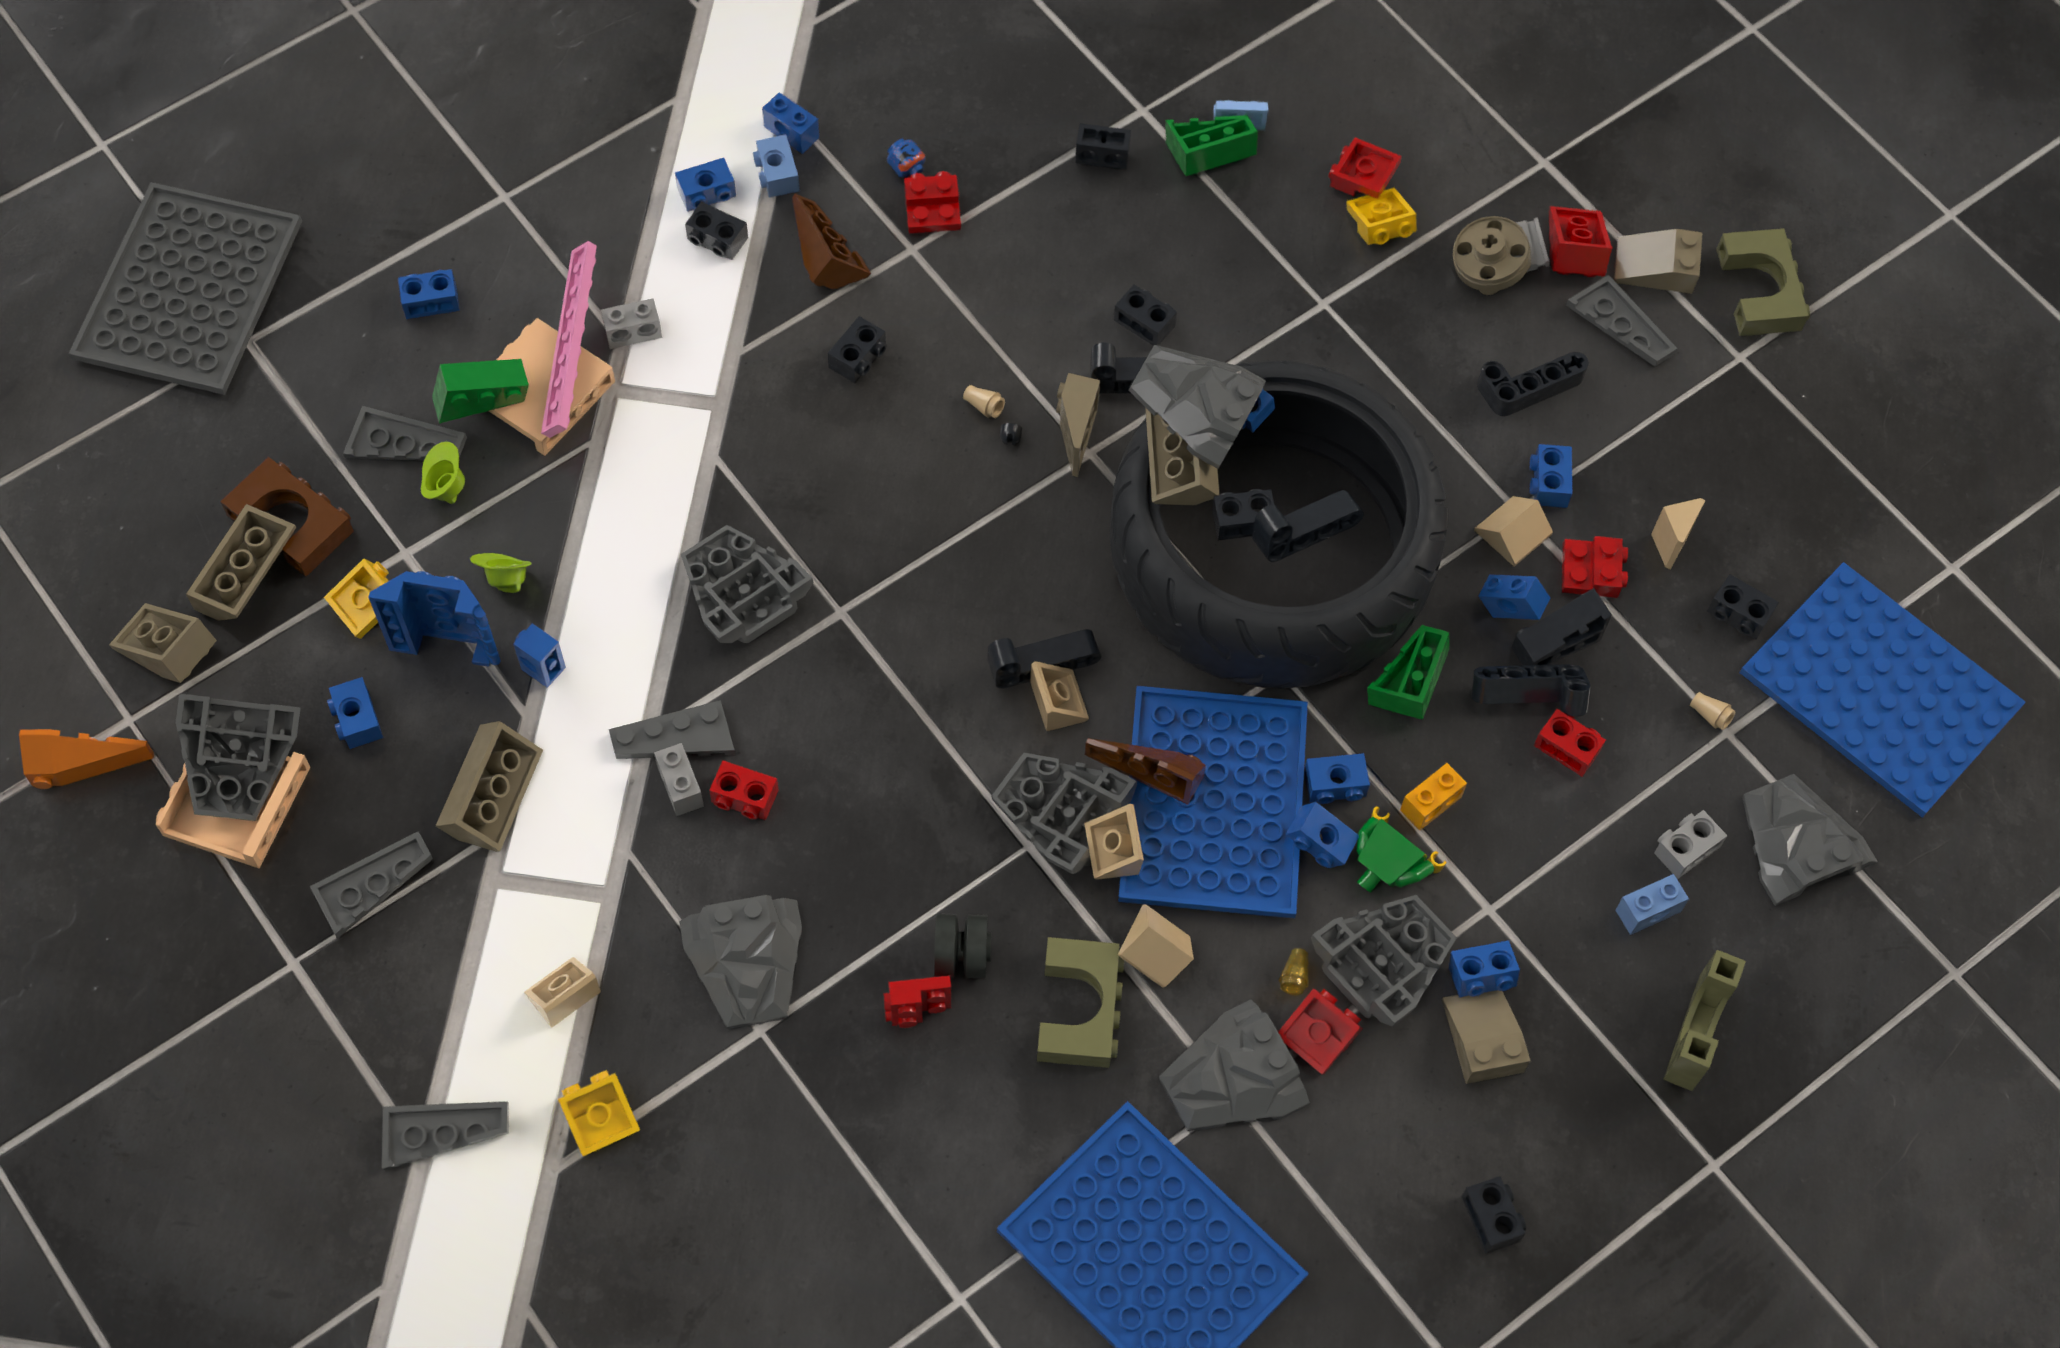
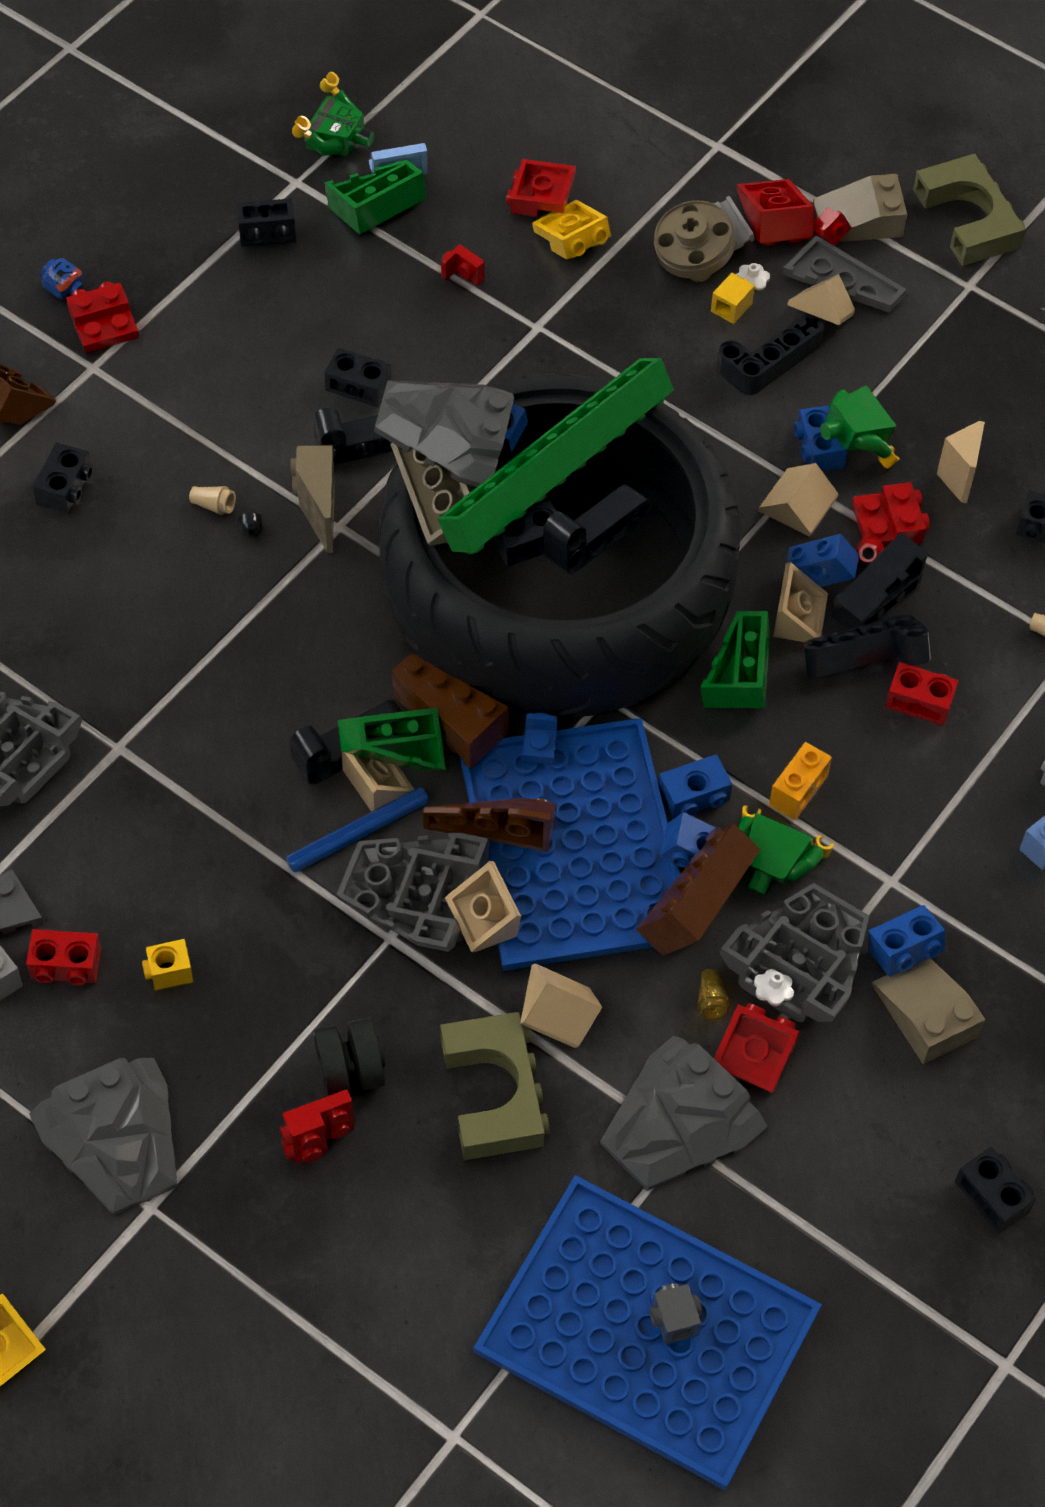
camera: 15 degrees left, 5 degrees down
(839, 829) = (170, 952): none -> yellow brick
(1027, 740) = (357, 829): none -> blue axle
(1083, 667) = (397, 738): none -> green wedge
(1139, 652) = (467, 717): none -> reddish brown wedge
(1177, 1246) = (676, 1313): none -> dark grey brick
(1193, 63) = (335, 125): none -> green torso
(1210, 699) = (539, 738): none -> blue bracket
(1273, 226) = (465, 263): none -> red bracket
(1288, 449) = (555, 456): none -> green brick
(1309, 877) = (699, 891): none -> reddish brown wedge
(1351, 980) = (773, 987): none -> white plant
(1483, 633) = (800, 607): none -> tan slope
(1511, 318) = (732, 298): none -> yellow brick
(1537, 301) = (754, 274): none -> white plant
(1567, 590) = (872, 543): none -> red cone
(1590, 473) = (860, 424): none -> green torso
(1596, 343) = (825, 300): none -> tan slope
(1624, 269) = (831, 226): none -> red bracket

